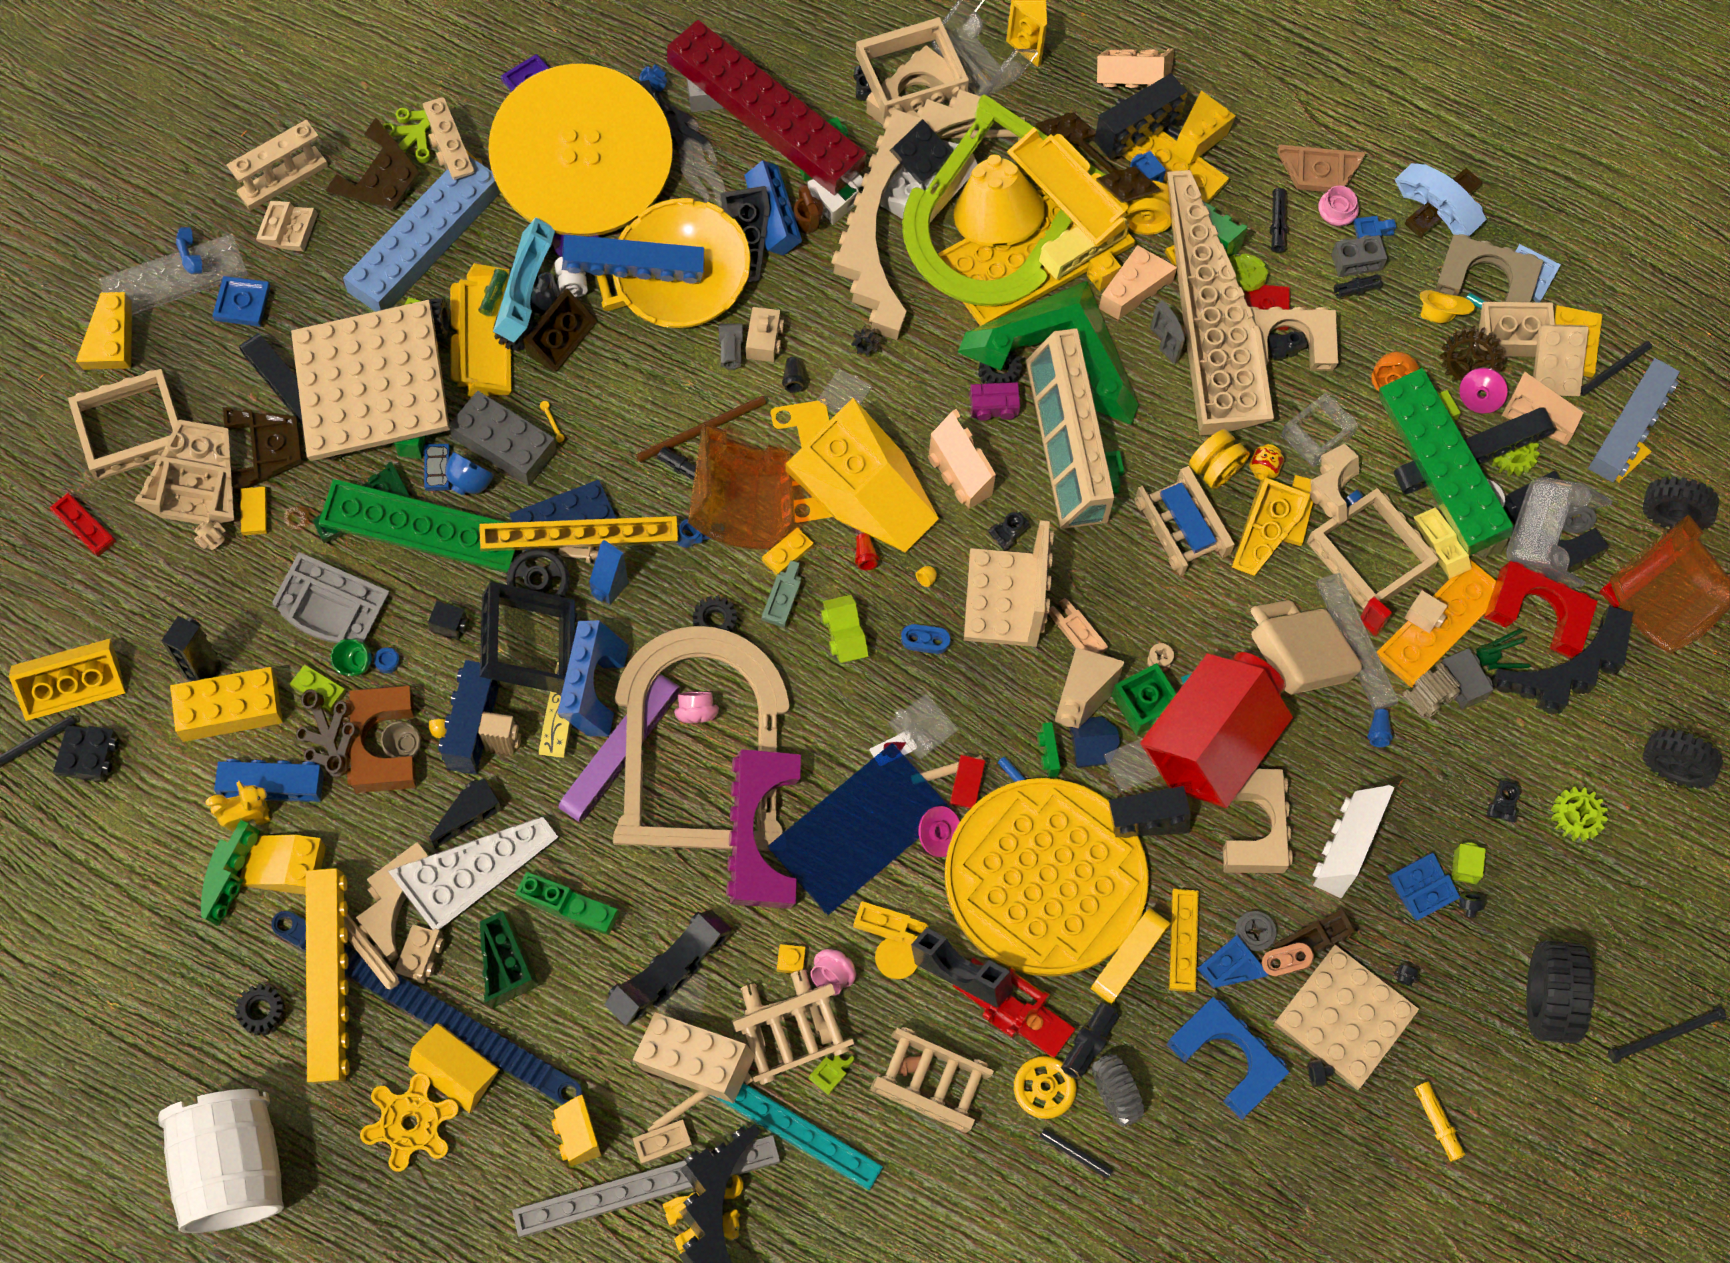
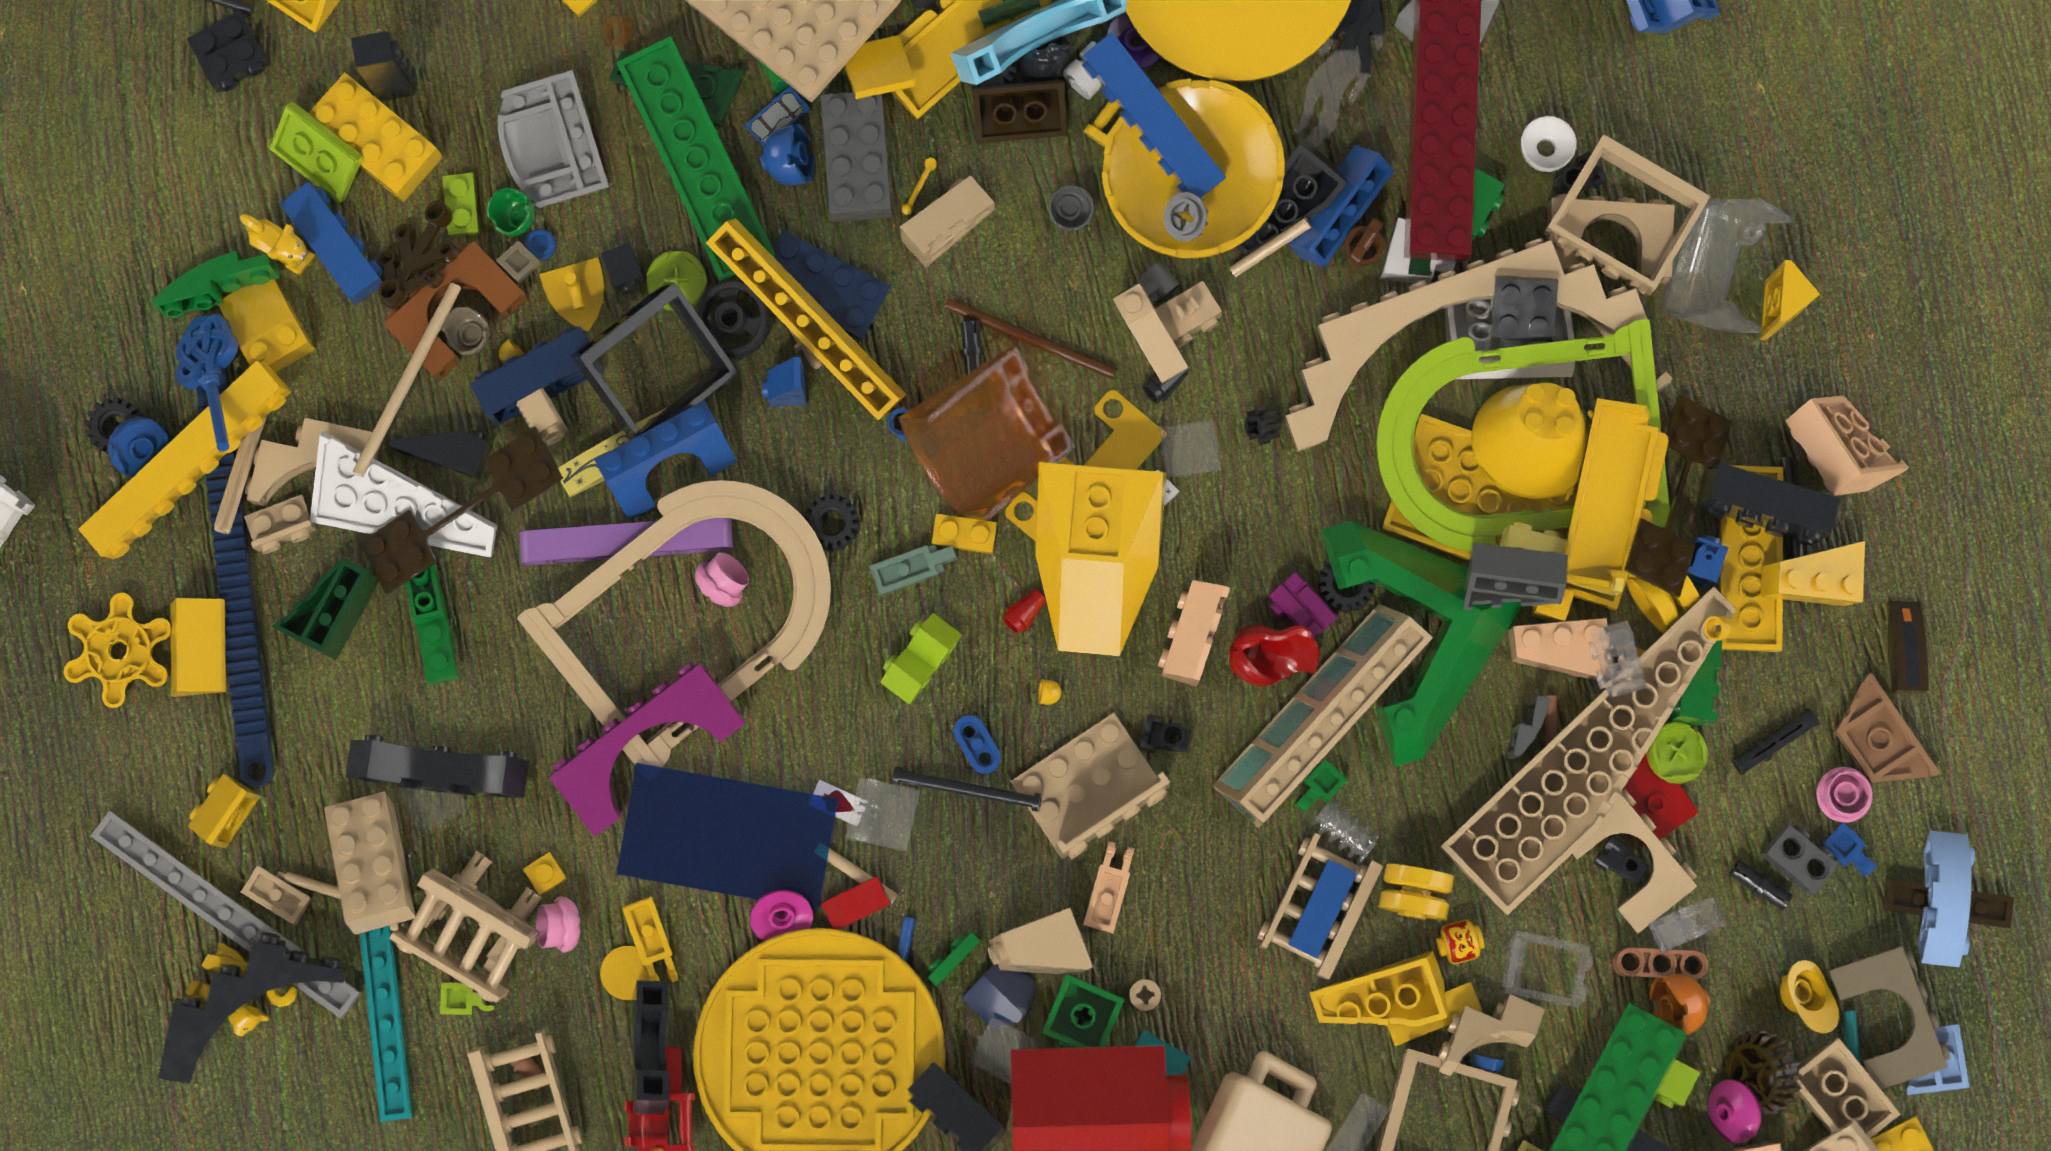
camera: 55 degrees right, 15 degrees up
(202, 743) = (316, 152): none -> lime tile
(274, 899) = (202, 355): none -> blue piece
(287, 1001) = (136, 444): none -> blue tile
(387, 676) = (517, 262): none -> dark tan tile
(401, 794) = (406, 380): none -> tan piece
(434, 662) = (576, 292): none -> yellow shield
(464, 381) = (879, 68): none -> yellow tile
(471, 596) = (683, 270): none -> lime tile
(508, 883) = (519, 472): none -> dark brown hinge
(588, 419) = (946, 220): none -> tan wedge
(643, 346) = (1071, 207): none -> dark grey hair
(697, 282) = (1176, 225): none -> gear
(758, 352) = (1150, 333): none -> tan slope
(764, 260) = (1270, 247): none -> tan bar
(833, 75) = (1551, 130): none -> white piece
(948, 663) = (968, 789): none -> black bar
(1008, 435) = (1269, 656): none -> red piece
(1075, 262) = (1514, 575): none -> dark grey wedge
(1149, 471) = (1346, 830): none -> clear piece
(1170, 247) = (1622, 676): none -> clear brick
(1190, 181) = (1710, 629): none -> yellow hinge
(1279, 118) = (1907, 648): none -> dark brown slope
(1353, 334) = (1687, 924): none -> clear brick
(1358, 376) = (1644, 963): none -> nougat beam

